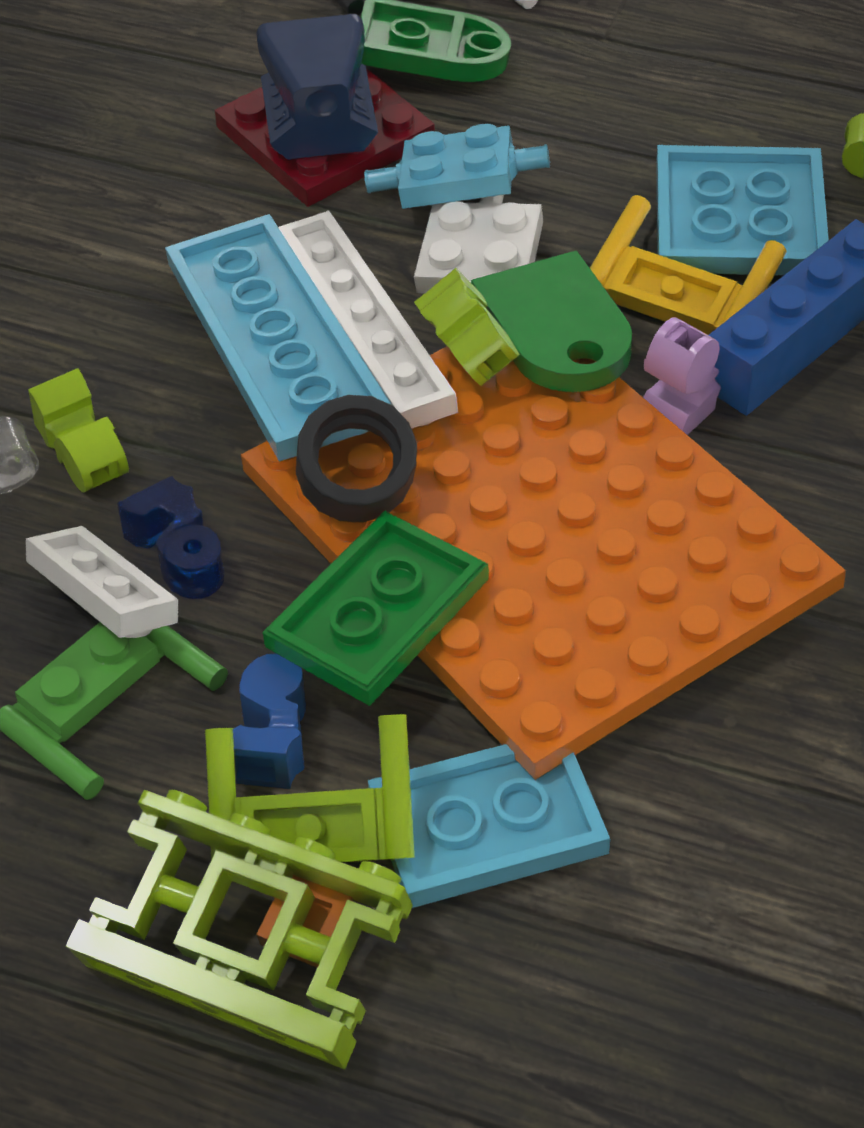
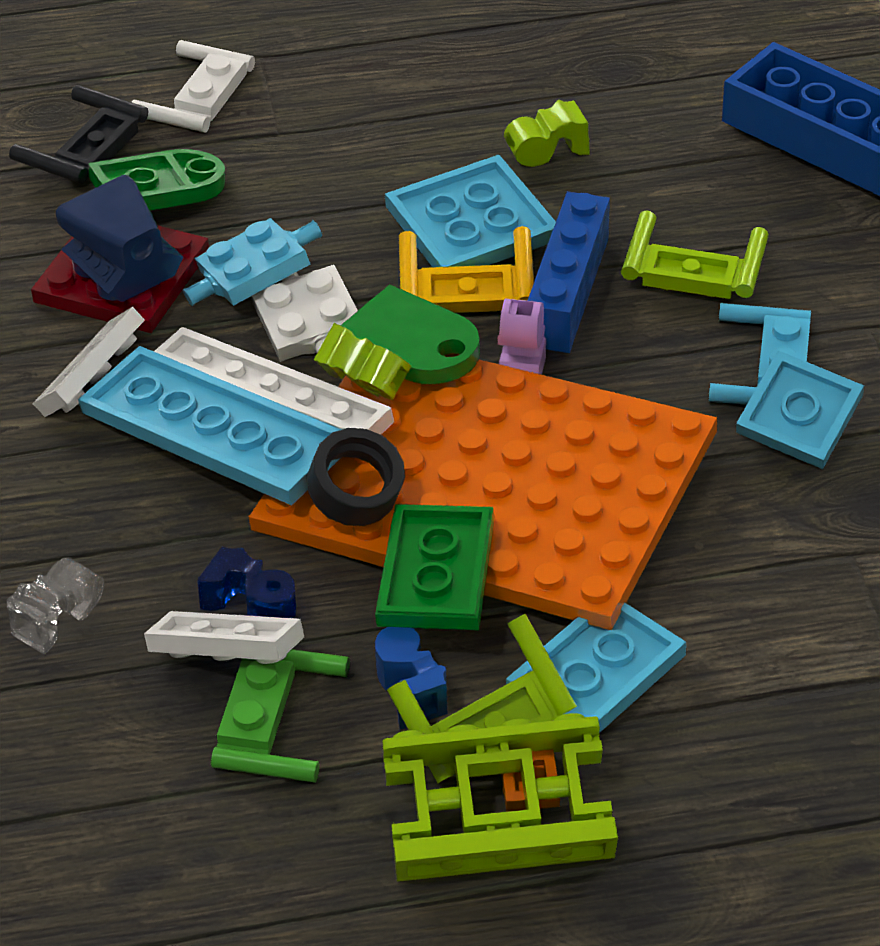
camera: 30 degrees left, 5 degrees down
(68, 424) = (134, 560): lime leg -> none
(211, 213) = (90, 363): none -> white plate

